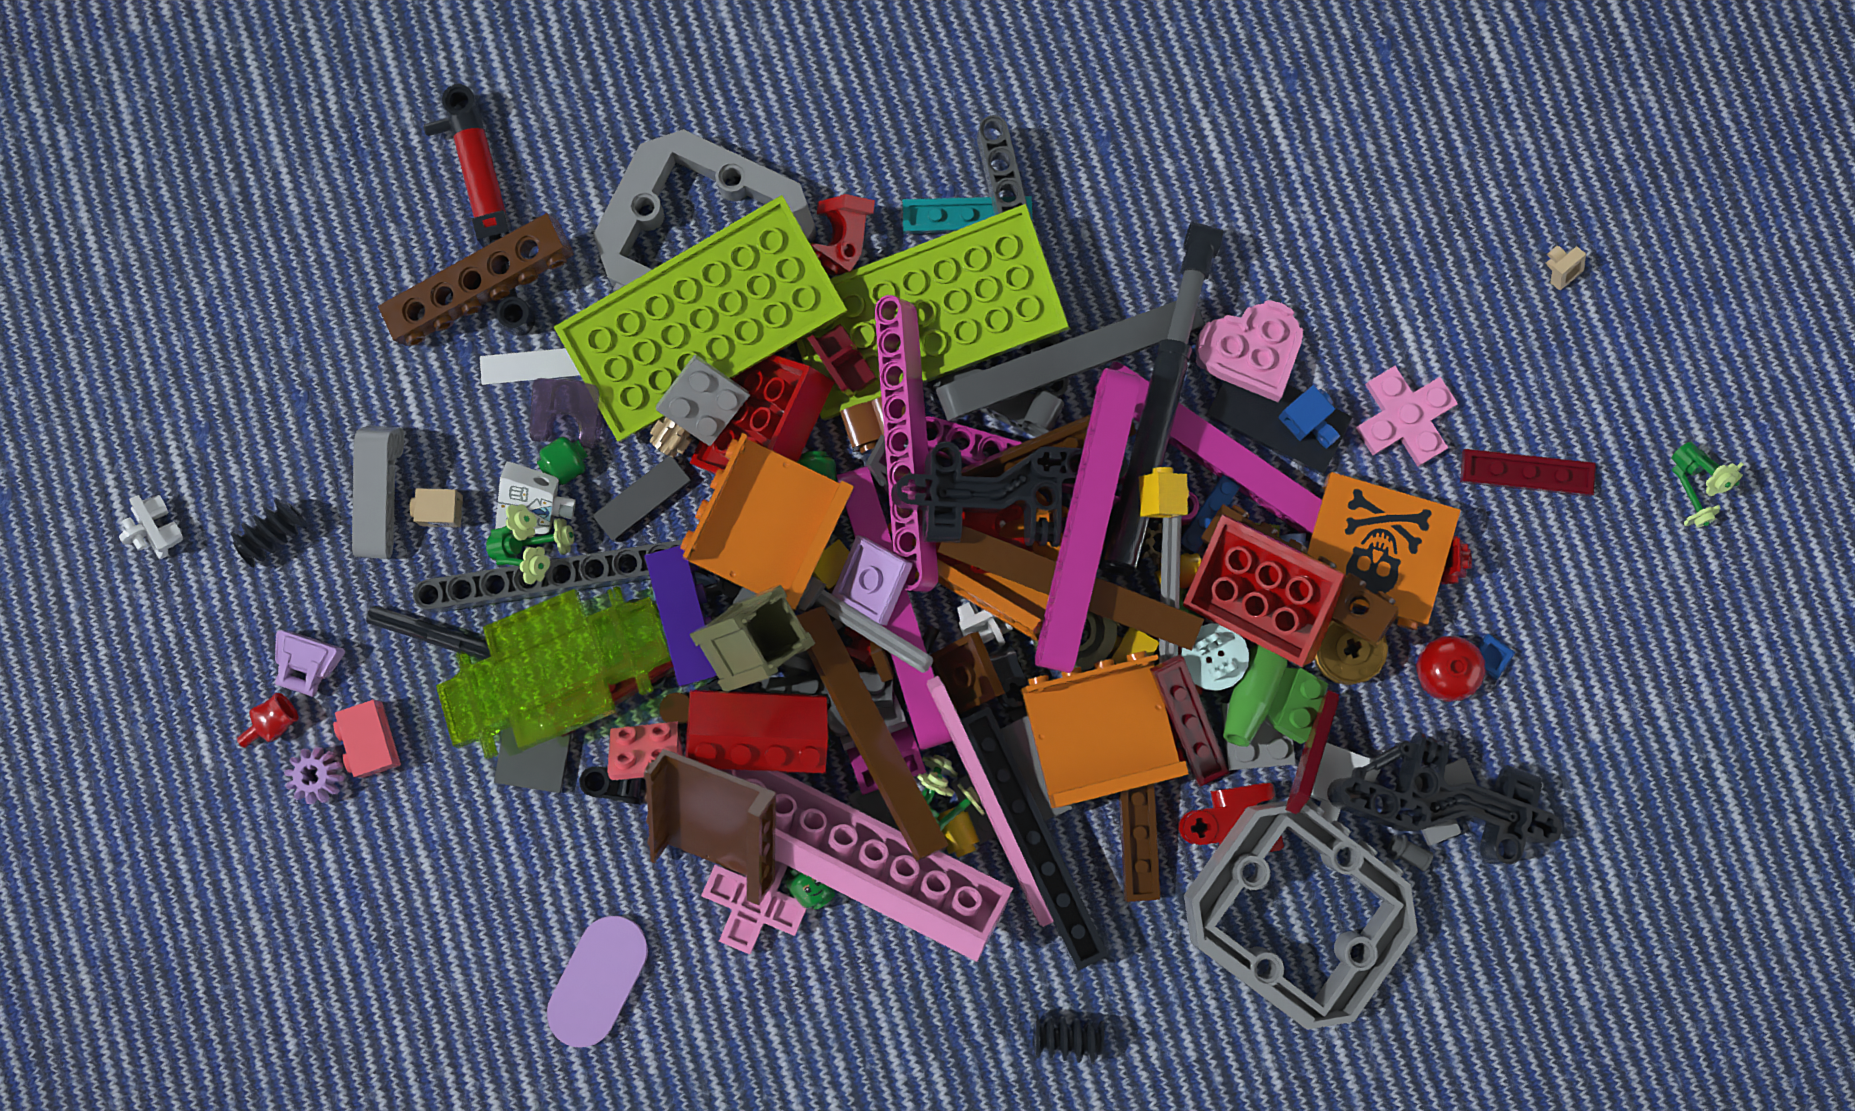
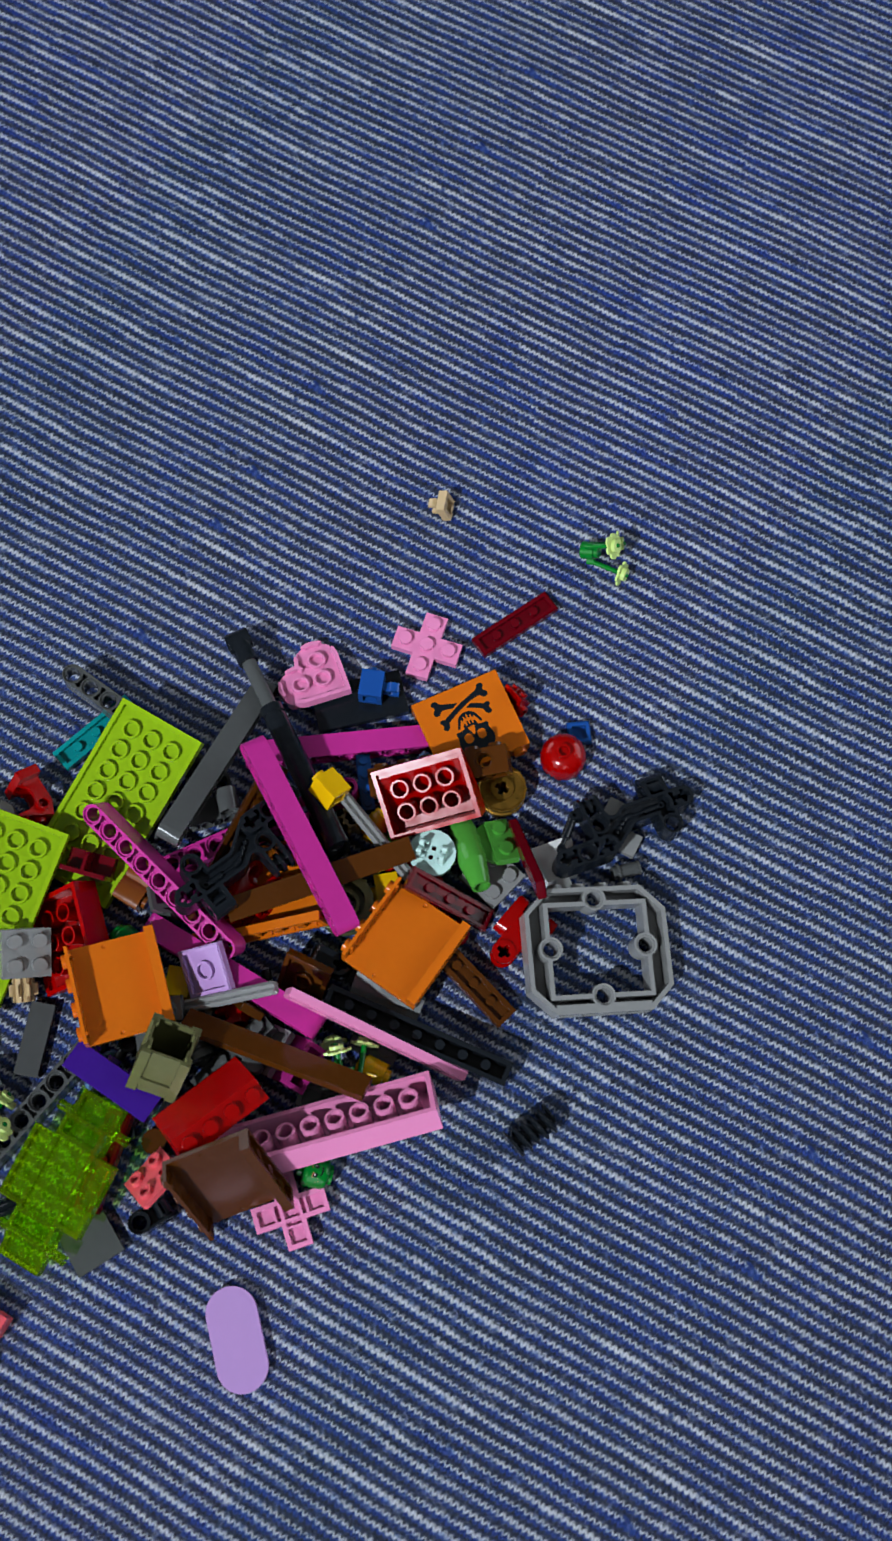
camera: 40 degrees left, 10 degrees down
(983, 622) = (295, 941): white hips -> none

